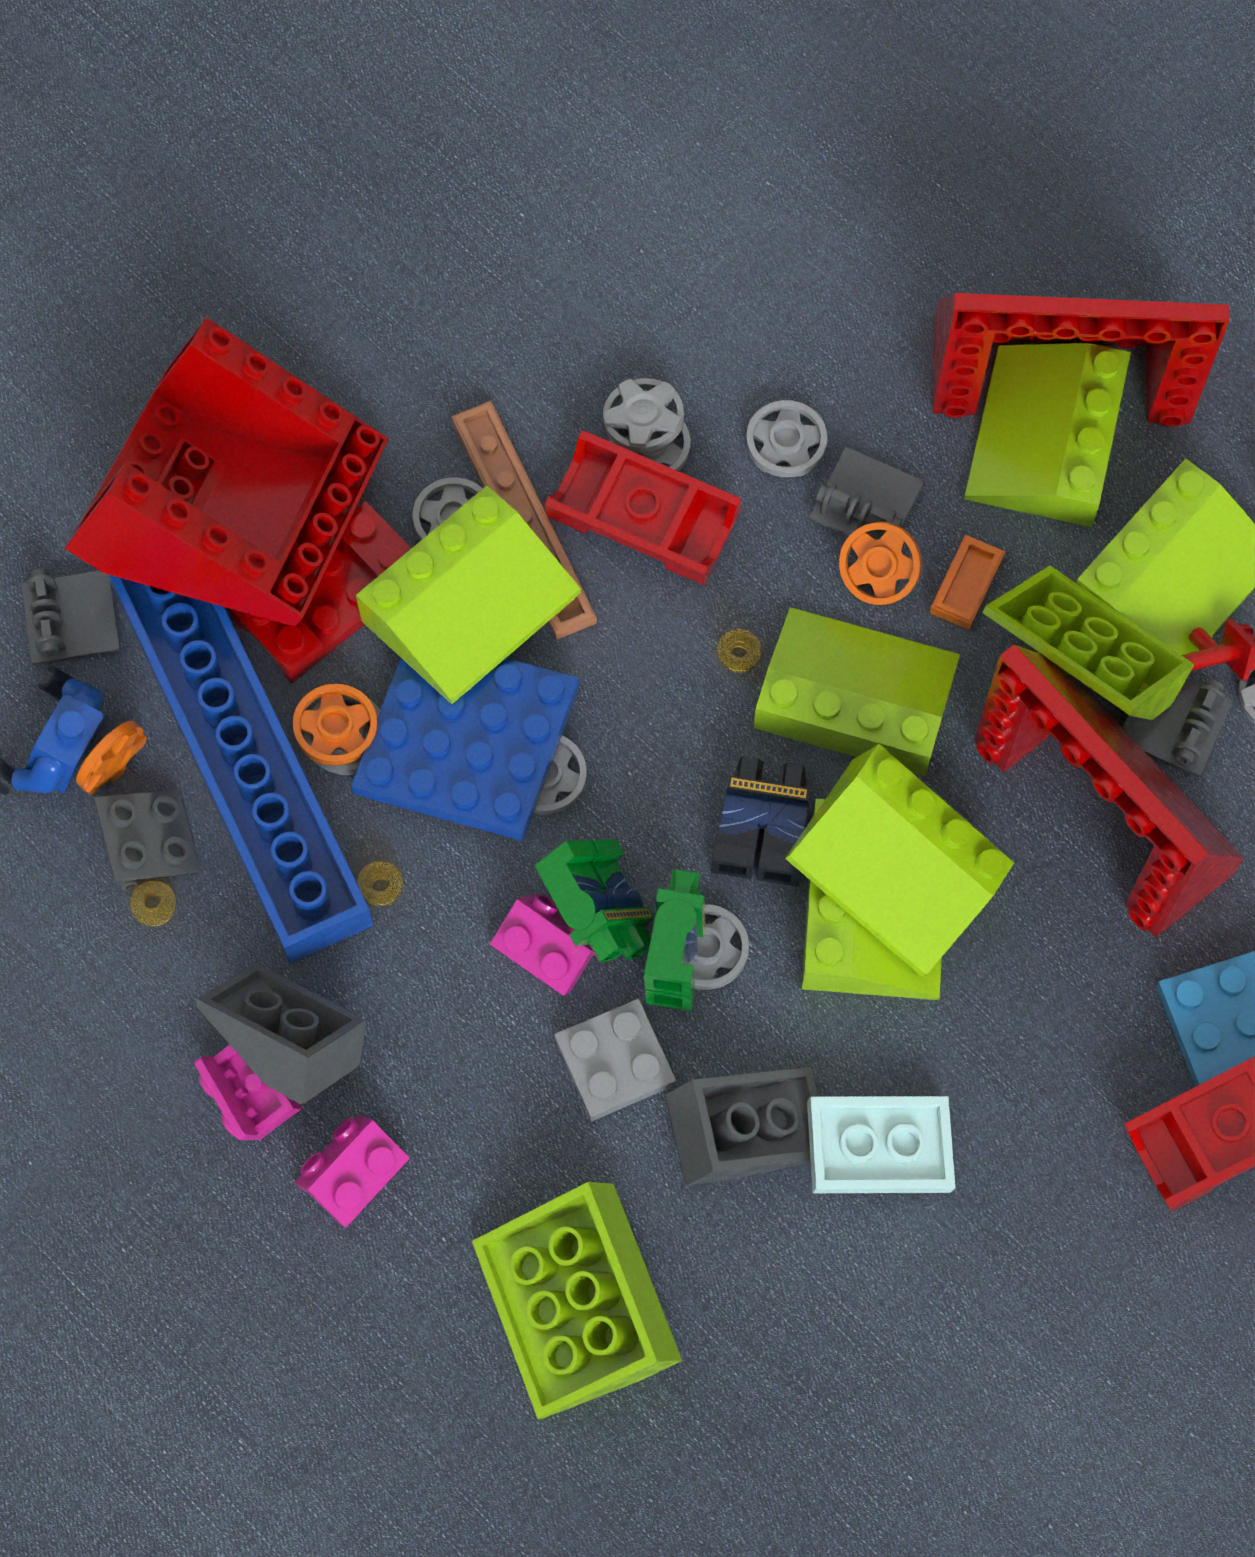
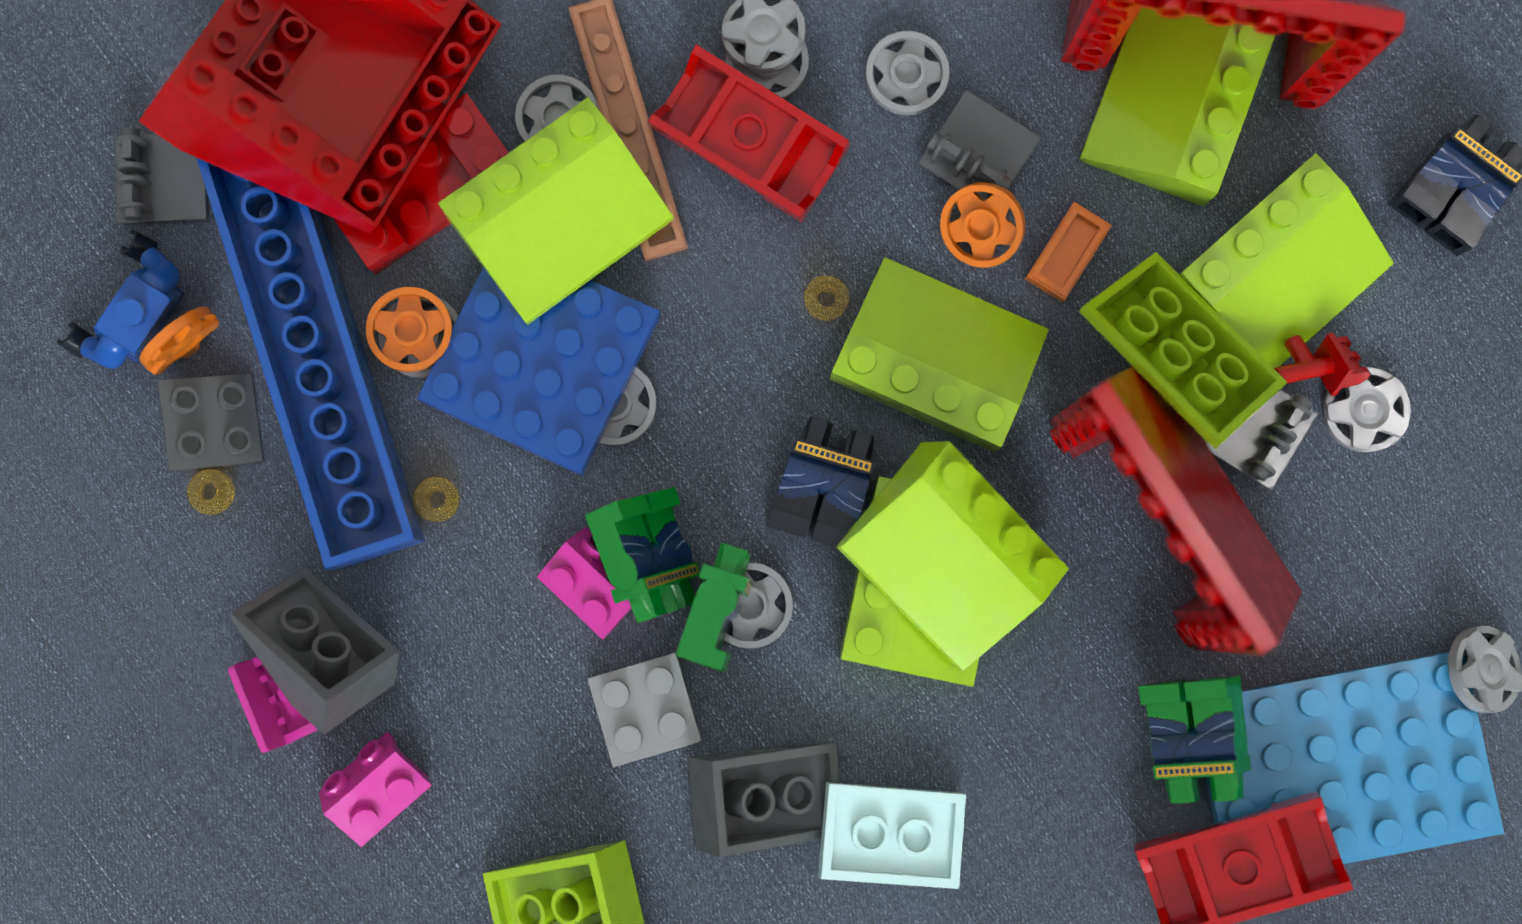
camera: 10 degrees right, 15 degrees up
(1166, 1005) = (1198, 733): none -> green hips

